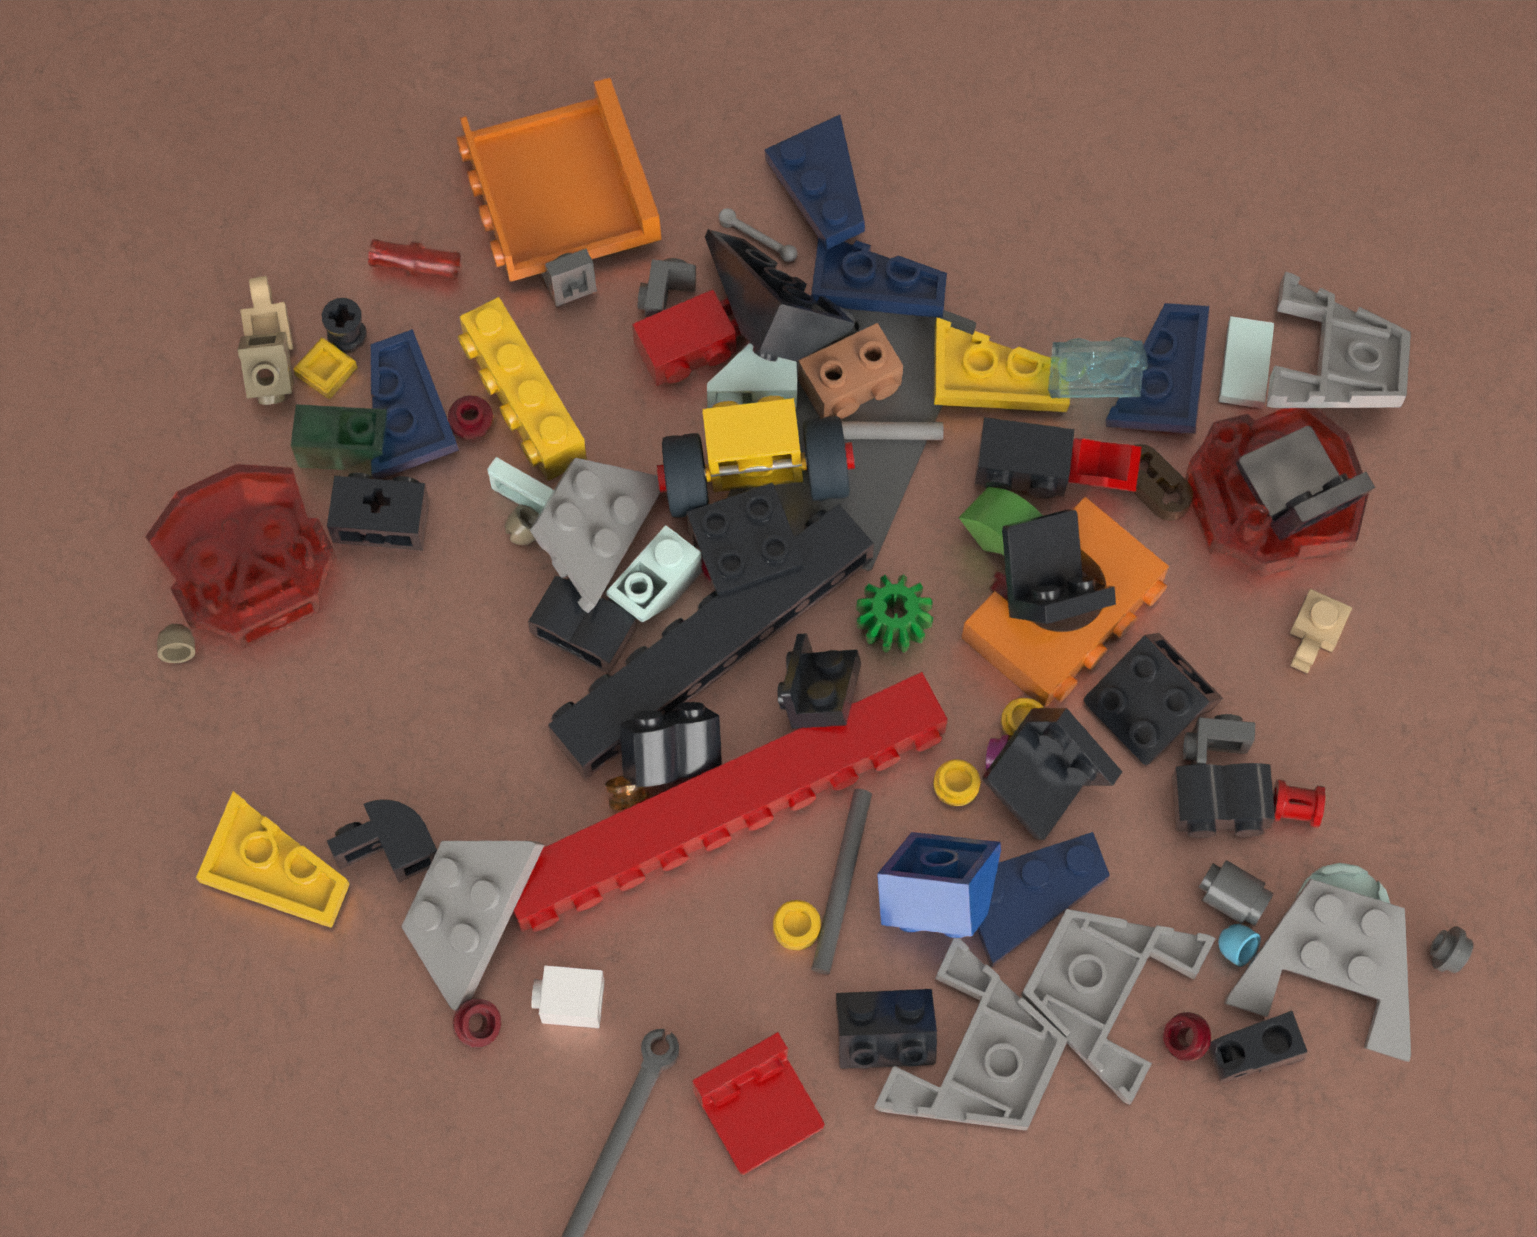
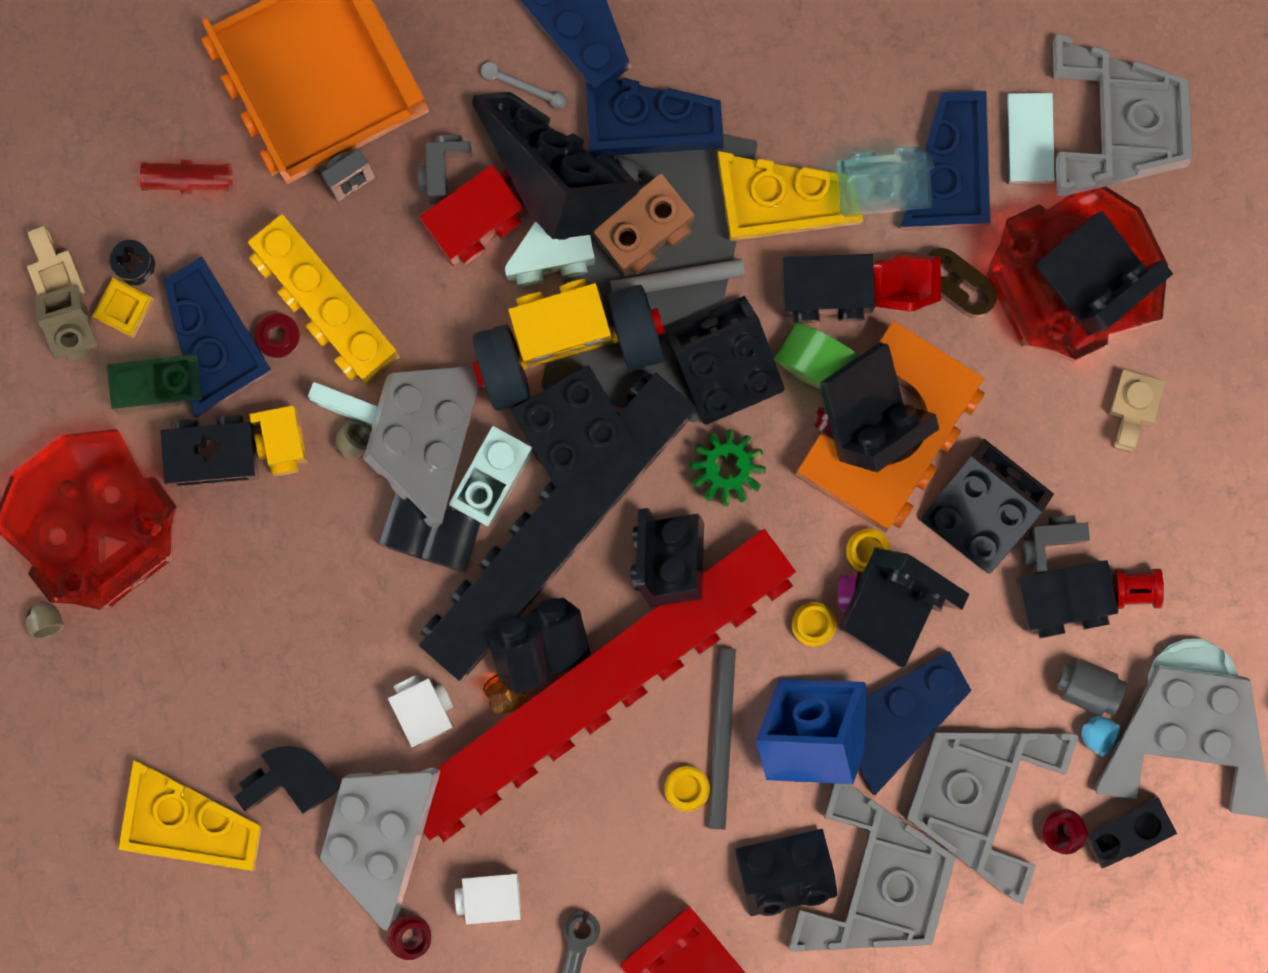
camera: 10 degrees left, 15 degrees up
(451, 509) = (280, 439): none -> yellow brick
(538, 795) = (422, 709): none -> white brick
(911, 514) = (725, 360): none -> black bracket

